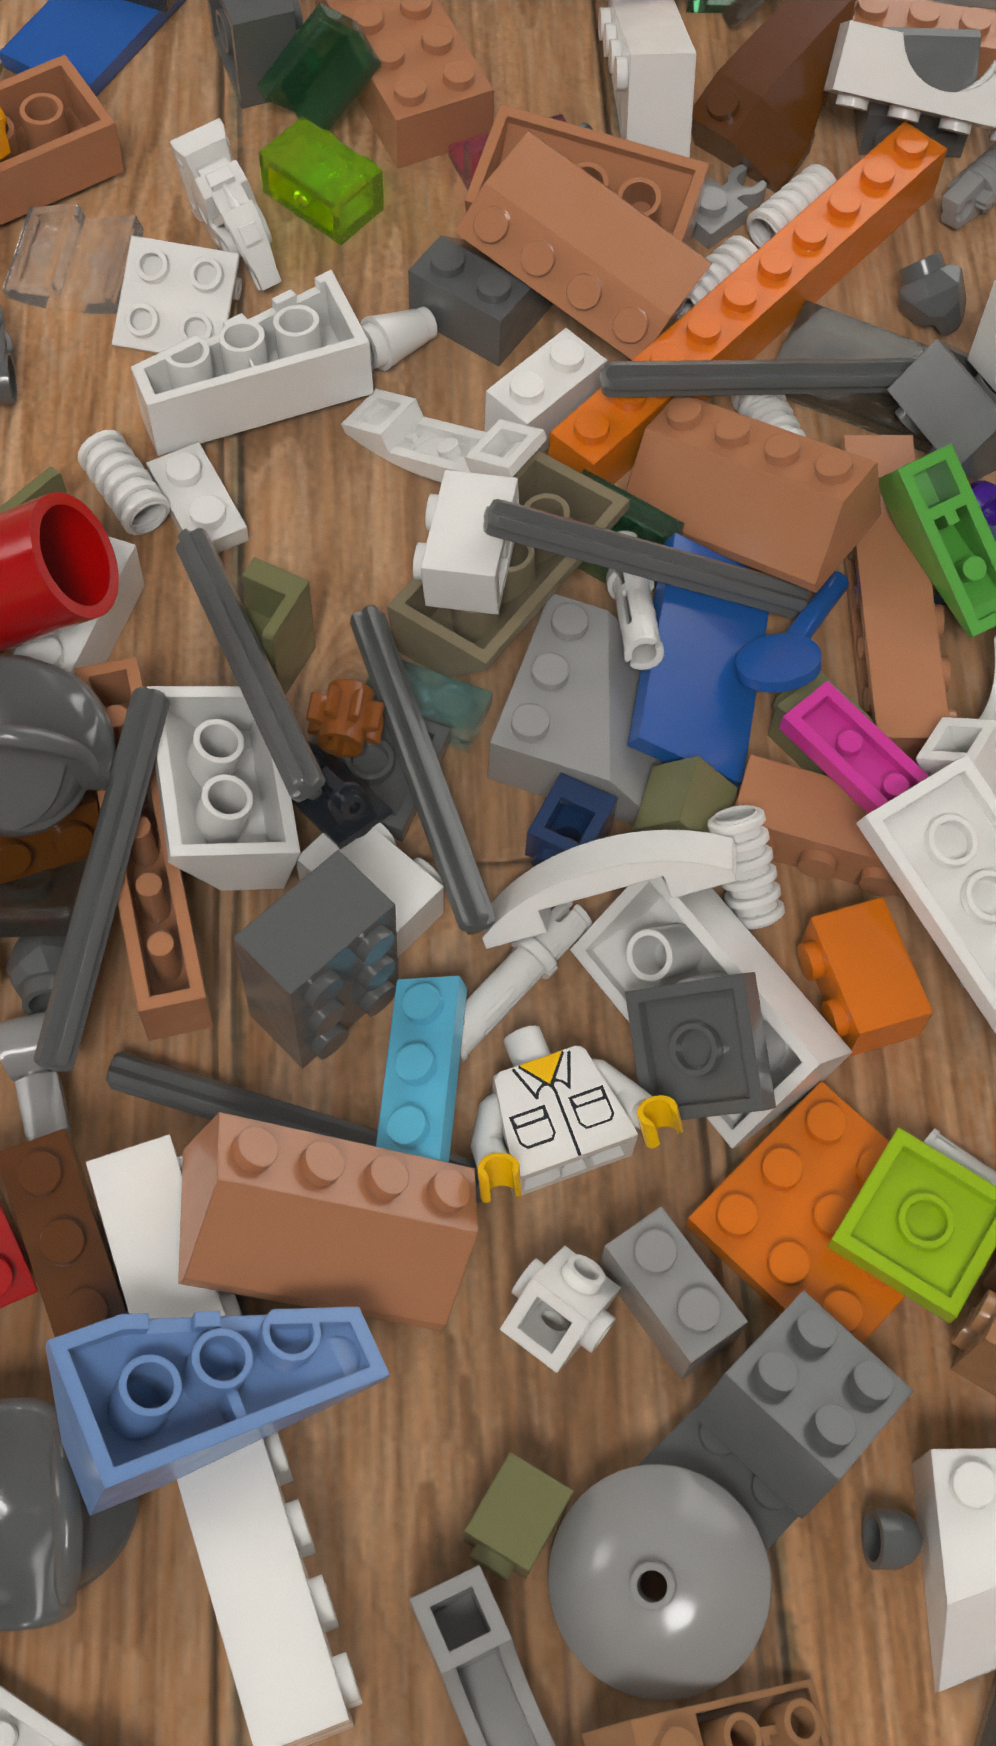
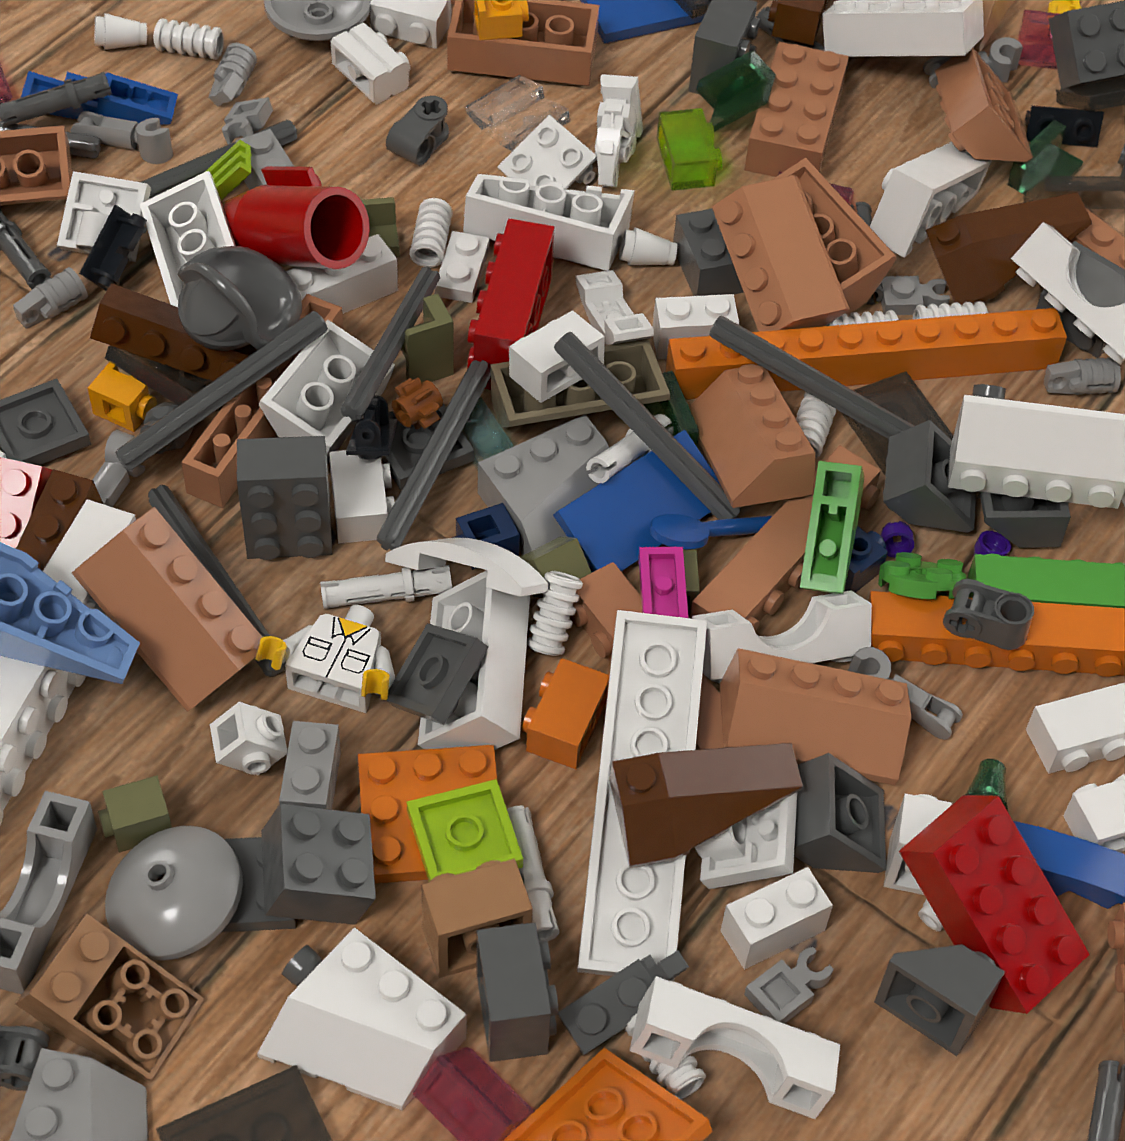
camera: 40 degrees right, 10 degrees down
(324, 502) = (515, 291): none -> red brick
(423, 1067) = (295, 587): medium azure plate -> none

